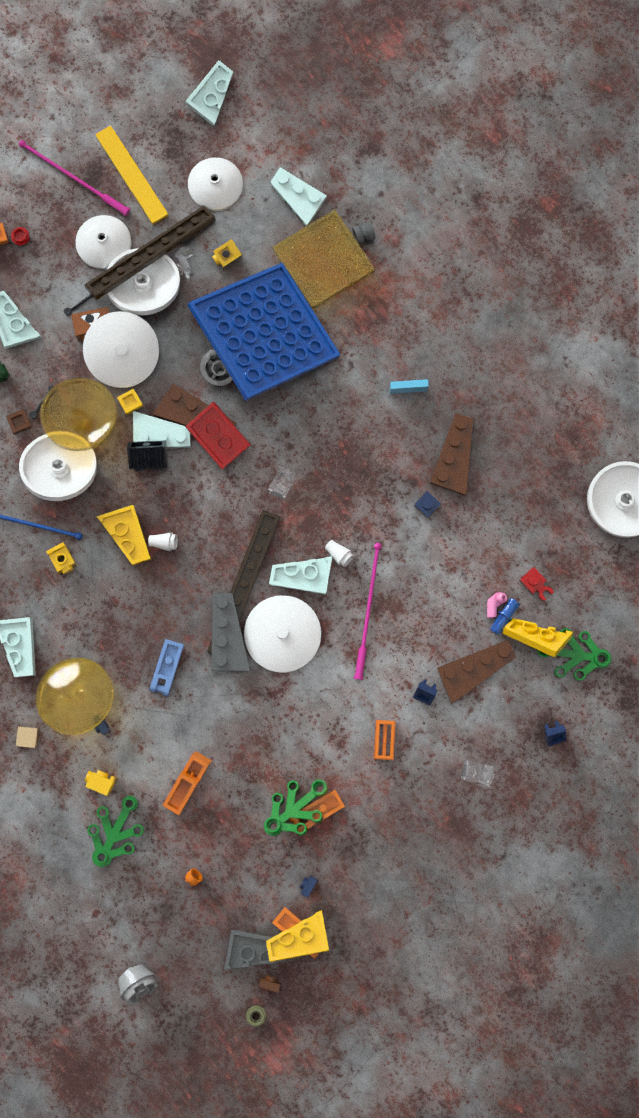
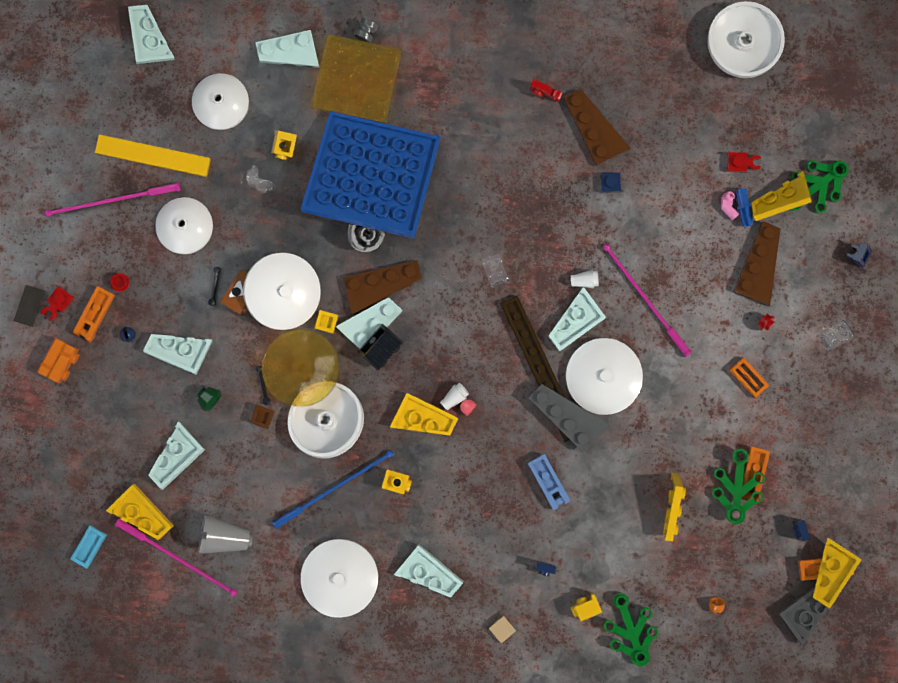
camera: 45 degrees left, 5 degrees up
(74, 696) = (507, 567): clear yellow dish -> none
(149, 289) = (245, 226): white dish -> none
(150, 252) = (228, 199): dark brown tile -> none
(165, 558) = (467, 406): none -> coral hinge
(187, 783) = (645, 546): orange slope -> none
(218, 435) = (415, 282): red tile -> none
(233, 776) = (675, 511): none -> yellow wing
(256, 1022) = (859, 653): olive plate -> none
(270, 983) = (842, 622): reddish brown plate -> none
(408, 386) = (512, 111): medium azure tile -> none
(425, 693) = (744, 317): dark blue tile -> none
(436, 713) = (766, 322): none -> red plate
(444, 391) = (541, 89): none -> red plate

